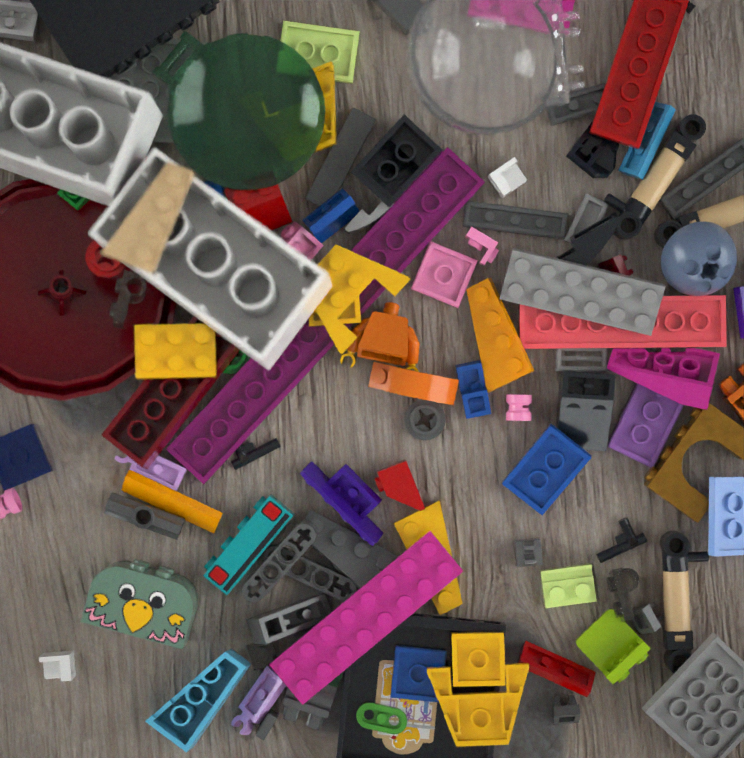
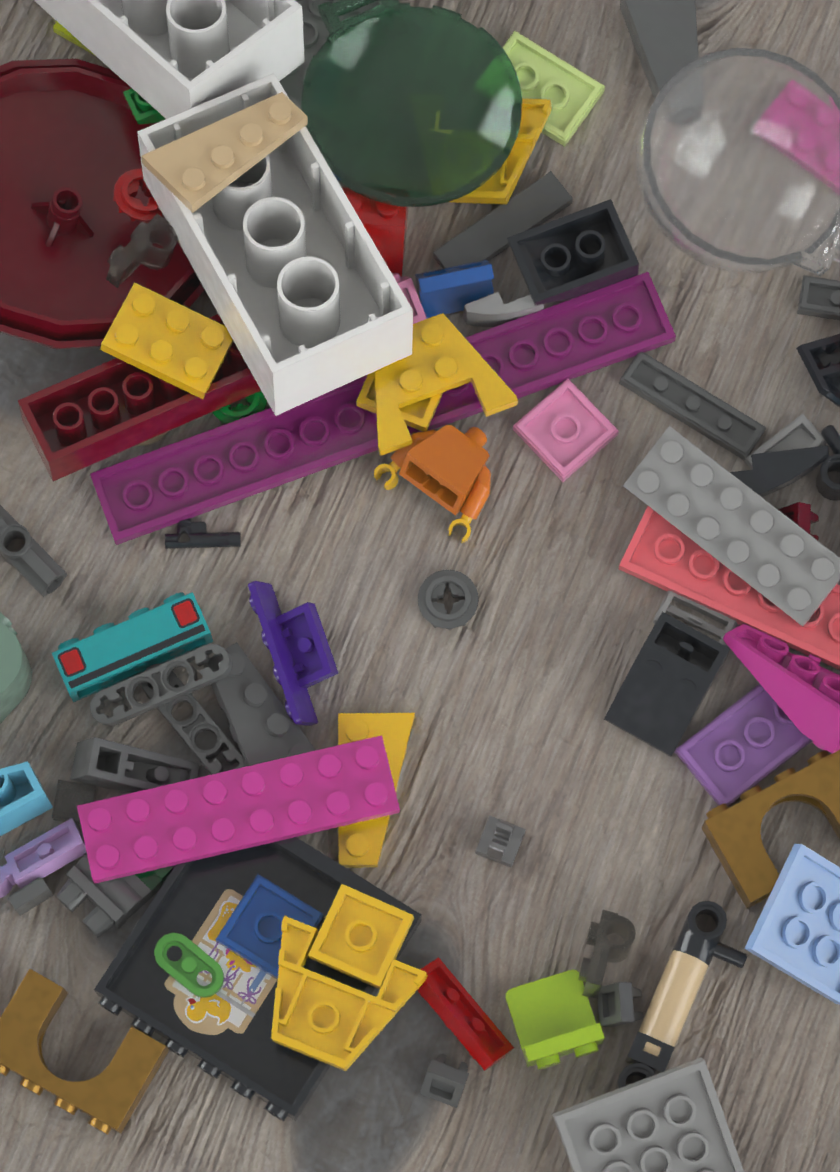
camera: 25 degrees right, 15 degrees down
(161, 470) = (64, 496): lavender plate -> none
(171, 501) = (62, 544): light orange tile -> none
(399, 485) = (371, 664): red slope -> none
(413, 383) = (458, 542): orange arch -> none
(473, 389) = (531, 592): blue slope -> none
(478, 241) = (634, 406): bright pink bracket -> none
(497, 340) = (594, 544): light orange wing -> none
(507, 178) = (707, 345): white panel -> none
(518, 407) = (580, 640): bright pink wheel -> none
(546, 469) = (578, 736): blue plate -> none
(568, 585) = (533, 912): yellowish green plate -> none
(622, 541) = (636, 889): black hose -> none

